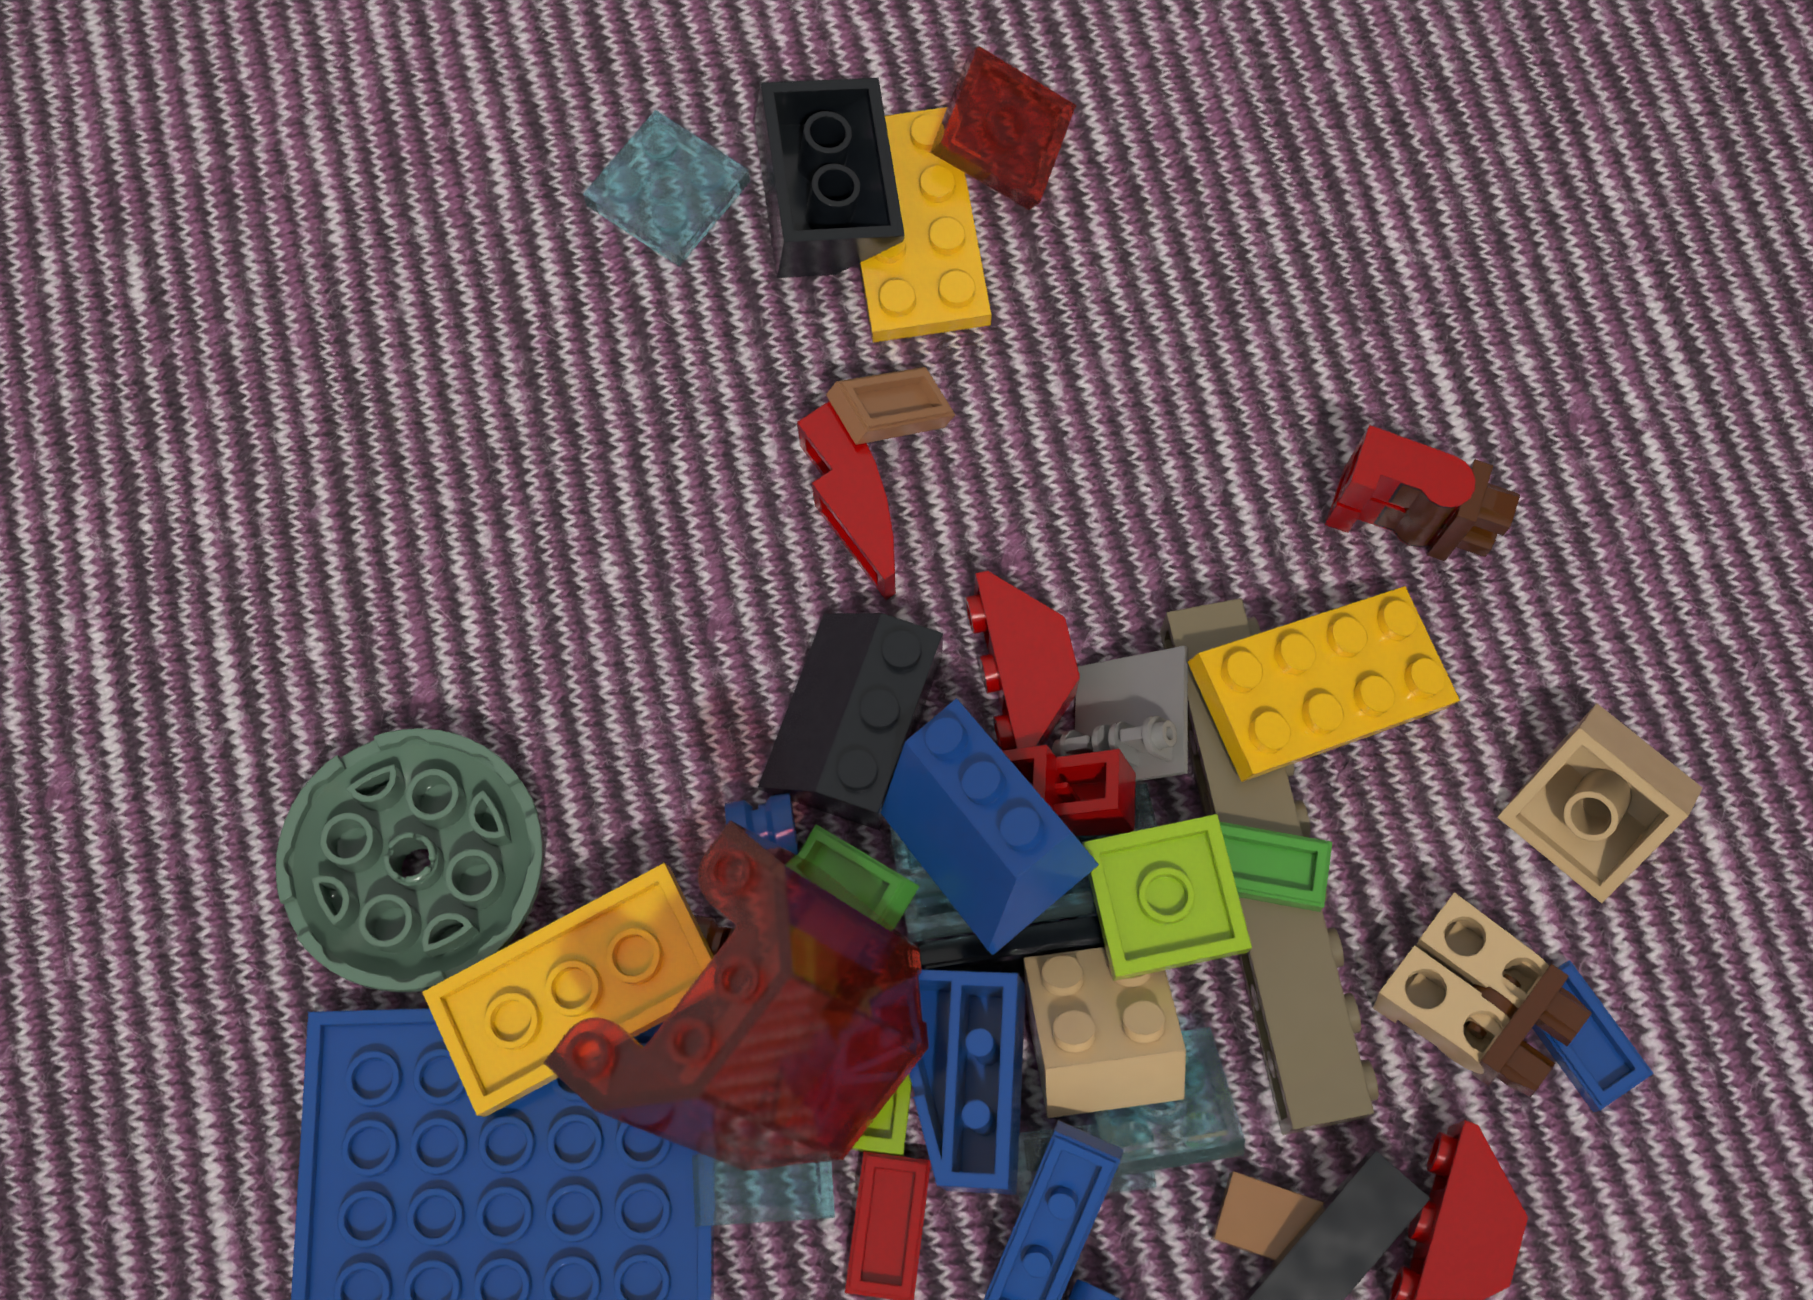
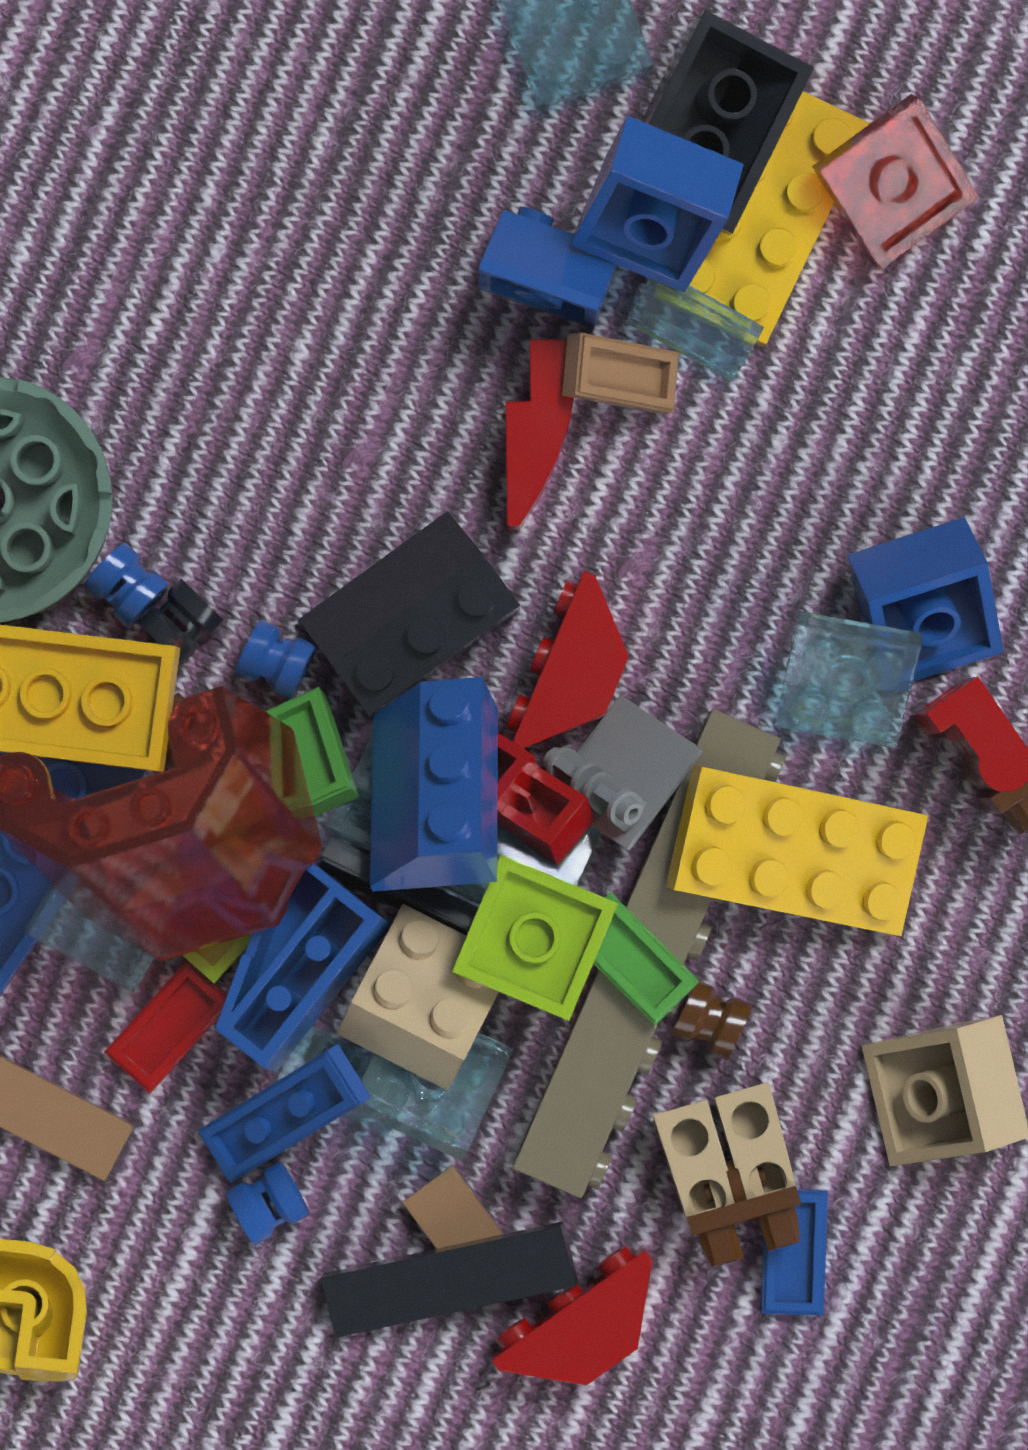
camera: 30 degrees right, 15 degrees up
(586, 854) = (126, 585): none -> blue wheel
(655, 841) = (191, 611): none -> black wheel
(773, 365) = (541, 270): none -> blue slope
(829, 238) = (657, 204): none -> blue slope
(923, 334) = (696, 326): none -> clear light blue tile
(1257, 518) = (848, 679): none -> clear light blue plate
(1271, 421) = (935, 587): none -> blue slope
(1364, 878) = (710, 1019): none -> reddish brown wheel

